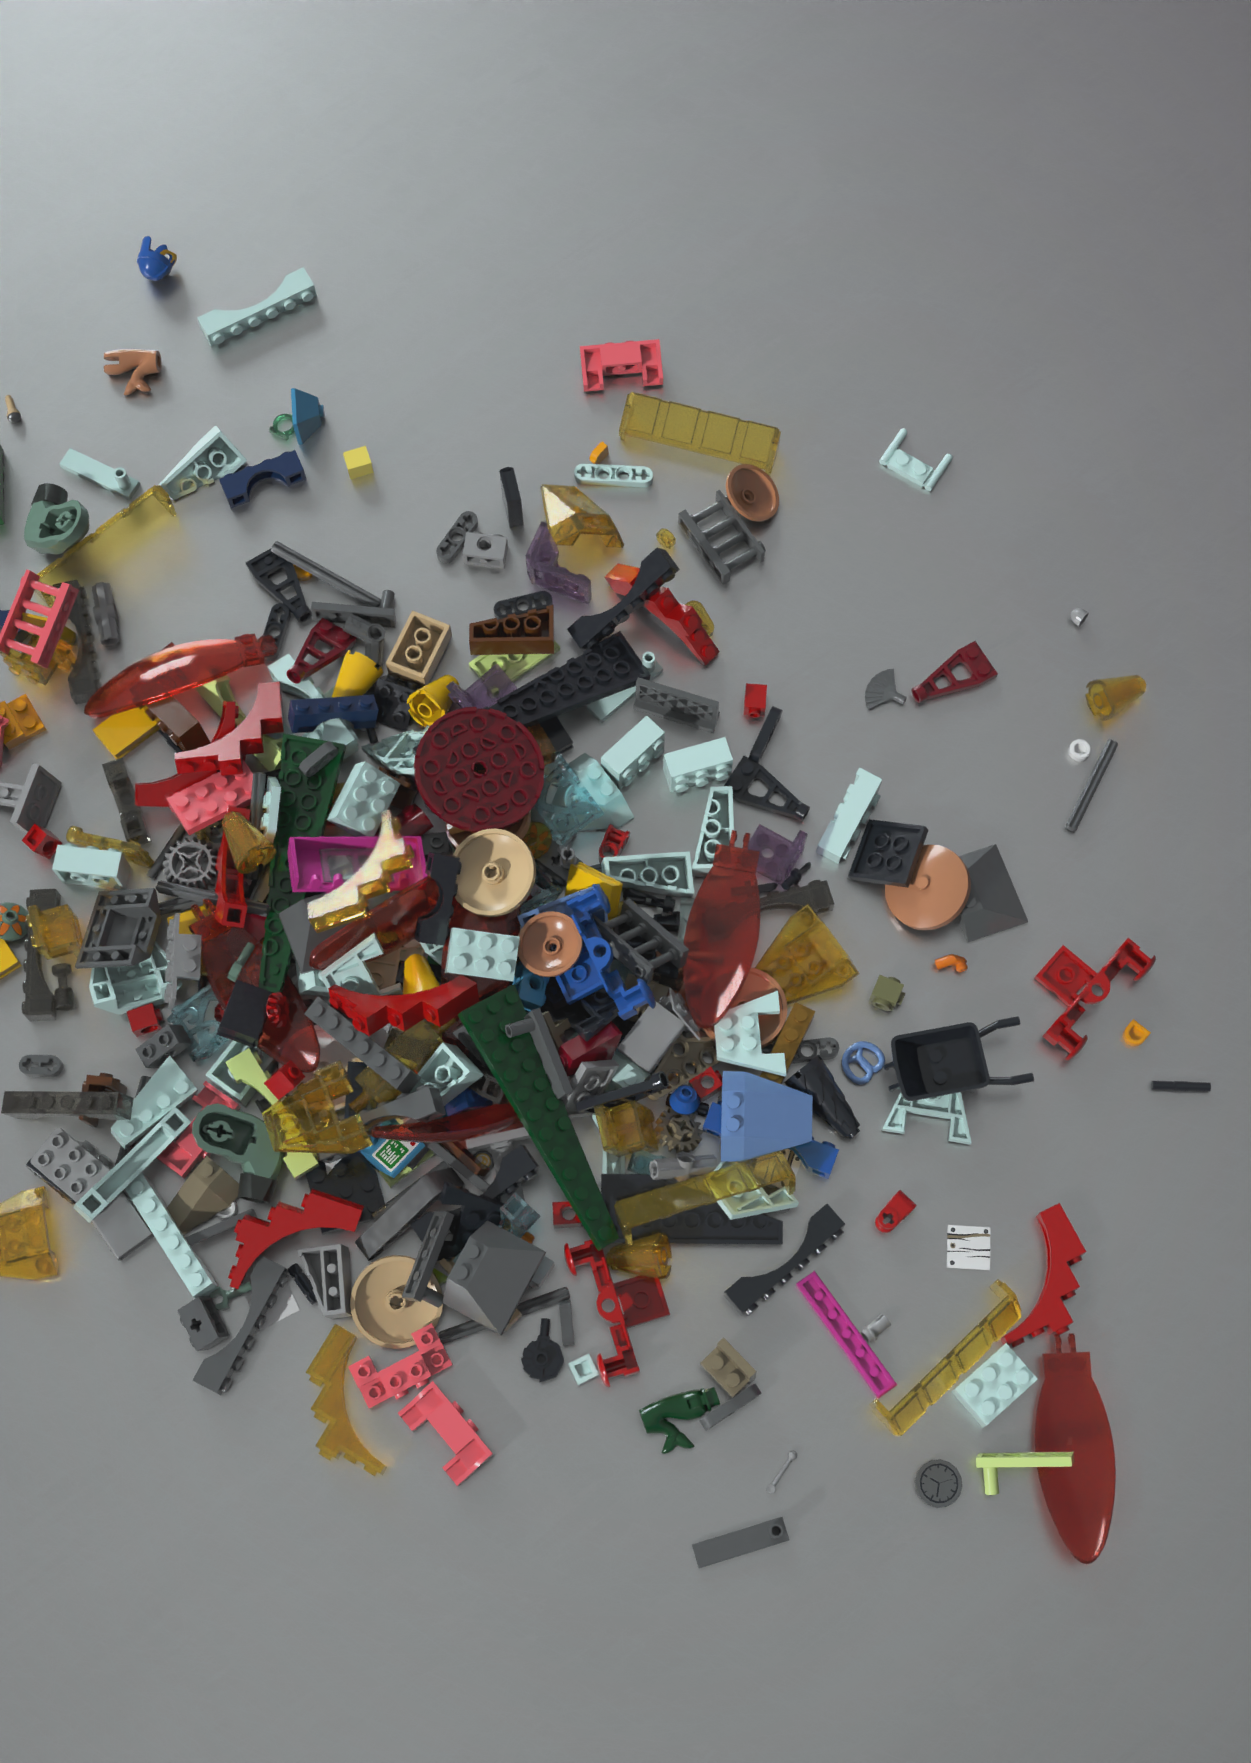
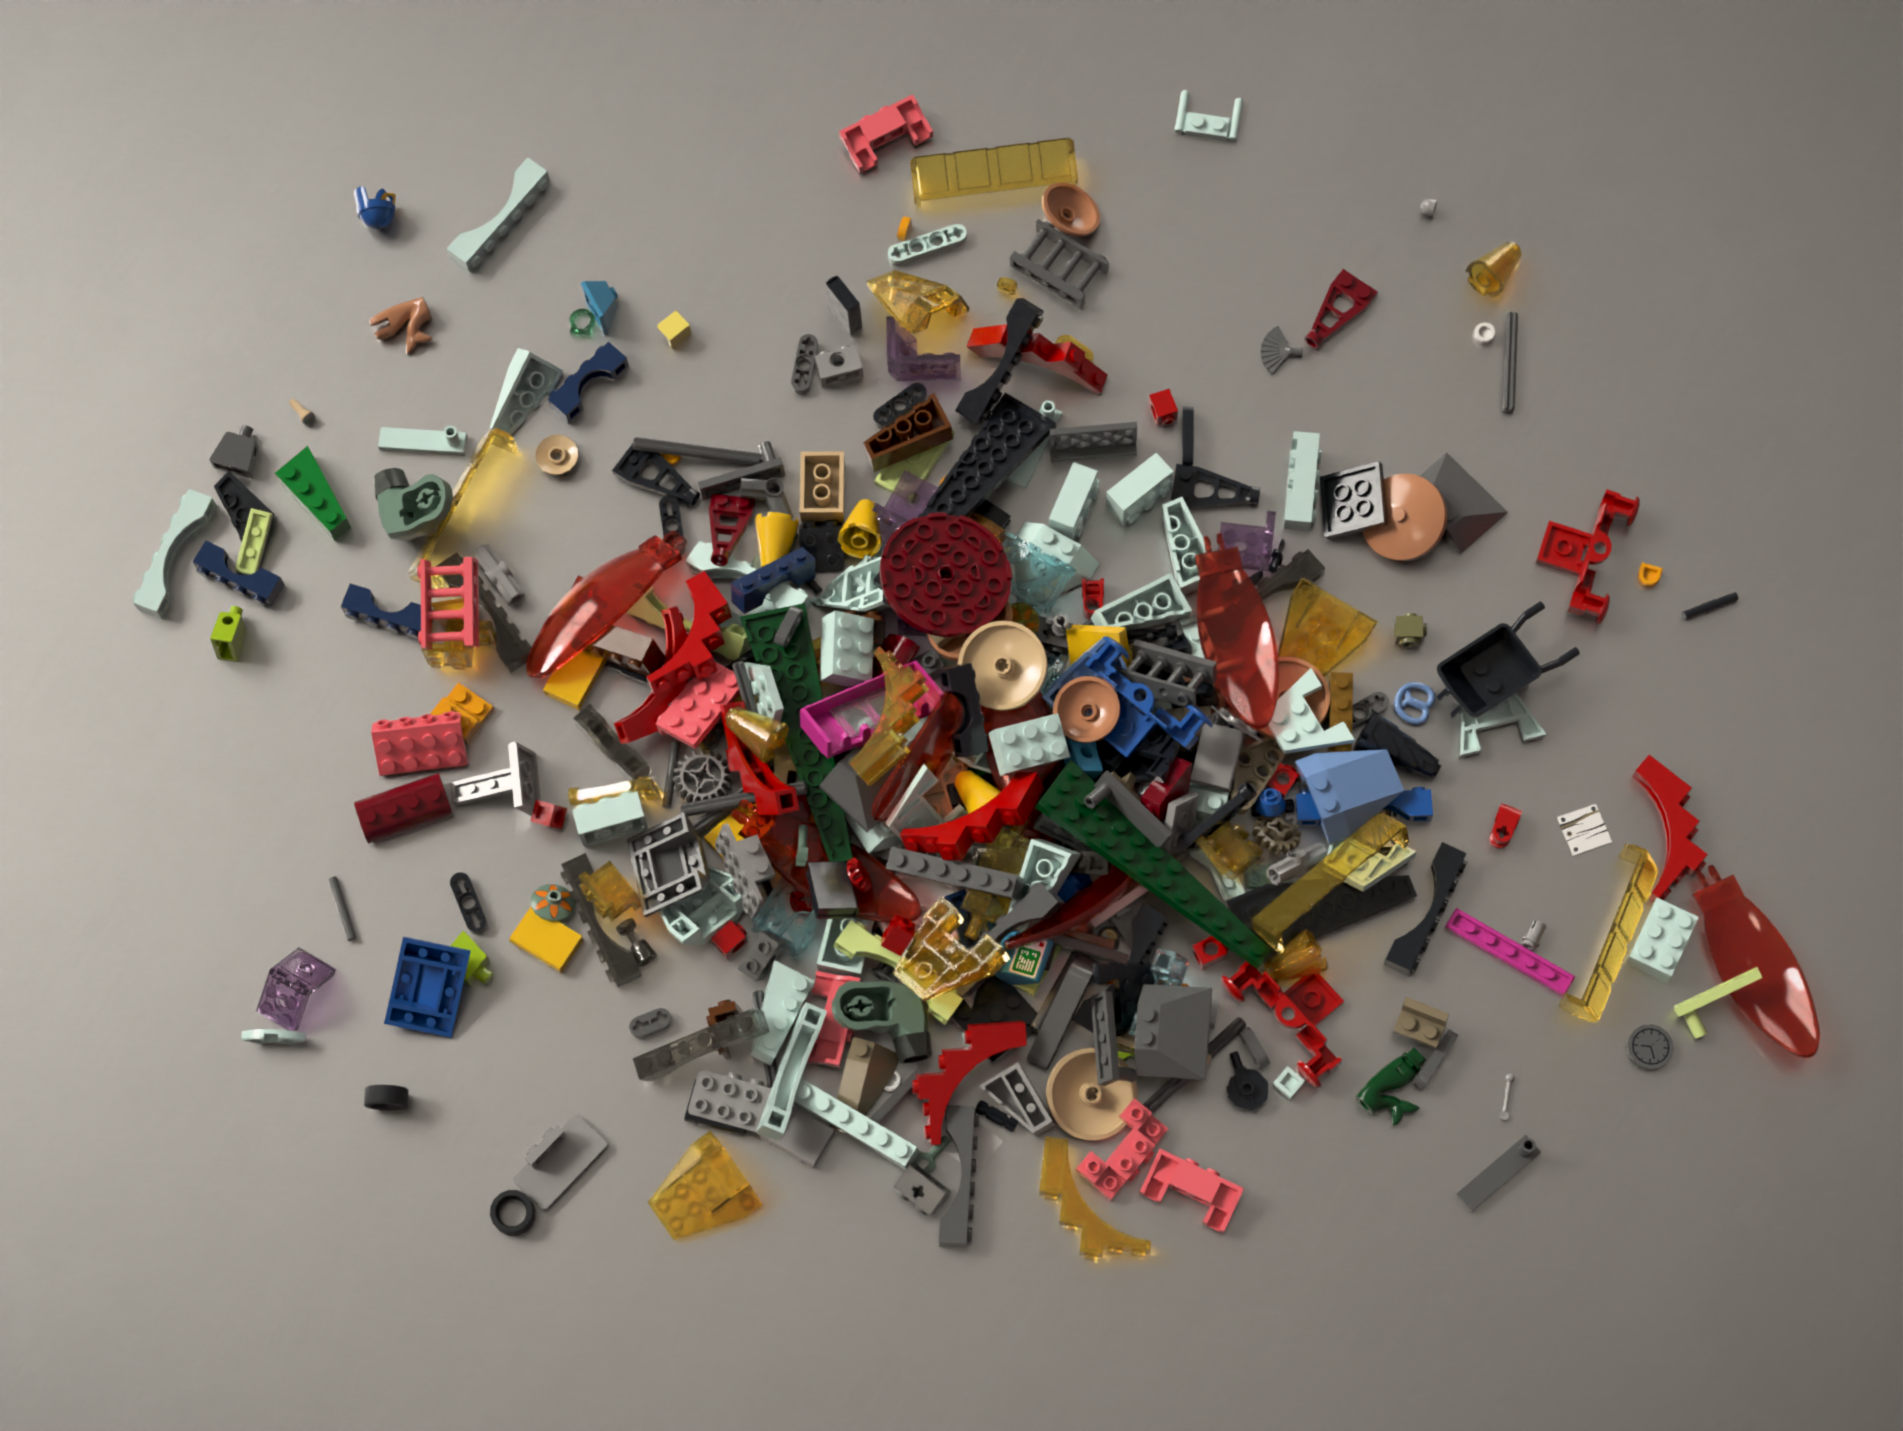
camera: 20 degrees left, 0 degrees up
(203, 523) = (554, 446): none -> tan dish
(952, 960) = (1455, 575): orange arm -> none

